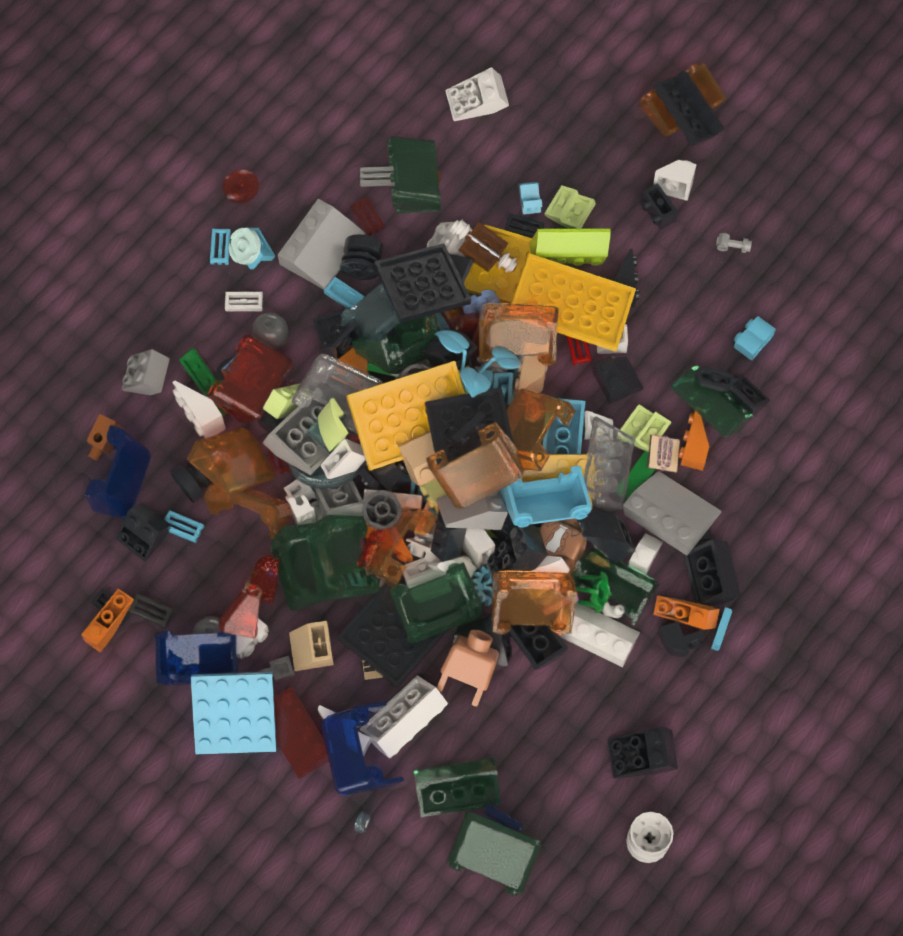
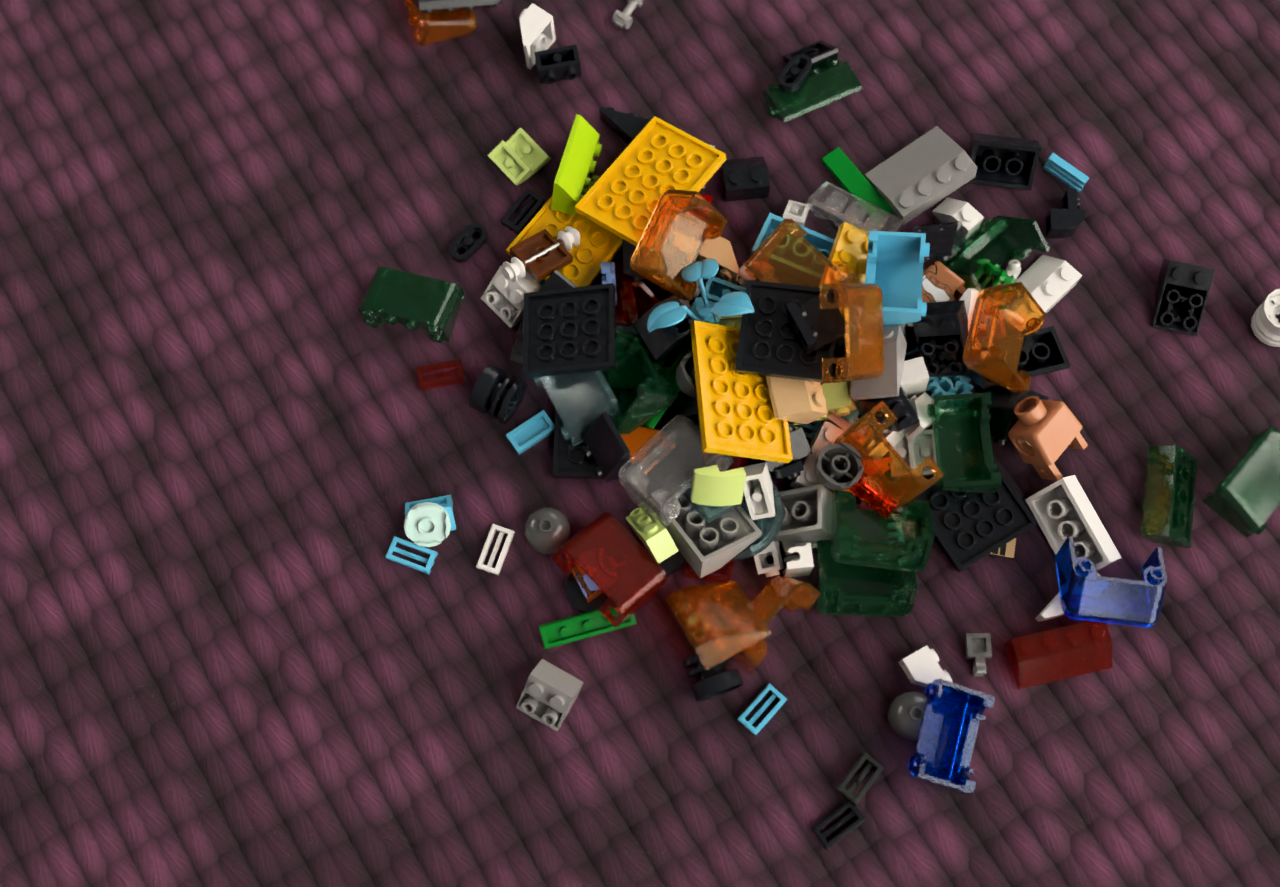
camera: 70 degrees left, 5 degrees up
(98, 437) = (612, 763): dark orange torso -> none
(107, 620) = (861, 833): orange slope -> none
(125, 476) = (706, 771): clear blue windscreen -> none
(143, 531) = (756, 757): black slope -> none
(199, 410) = (632, 638): white slope -> none
(233, 712) = (1026, 715): medium azure plate -> none
(237, 180) = (335, 498): clear red dish -> none
(242, 610) = (916, 663): clear red windscreen -> none
(311, 646) = (964, 602): tan slope -> none
(318, 244) = (459, 437): light grey slope -> none
(362, 822) = (1185, 612): clear light blue tile -> none
(377, 173) = (399, 329): light grey tile -> none
(477, 96) = (337, 206): white slope -> none
(482, 197) = (466, 242): none -> black plate
(502, 818) = (1219, 460): clear blue tile -> none
(530, 198) = (492, 192): medium azure brick -> none
(643, 424) = (812, 169): yellowish green slope -> none
(663, 453) = (850, 160): piece -> none
(687, 612) = (1042, 194): orange slope -> none
(697, 445) = (850, 125): orange slope -> none
(754, 337) = (746, 28): medium azure brick -> none

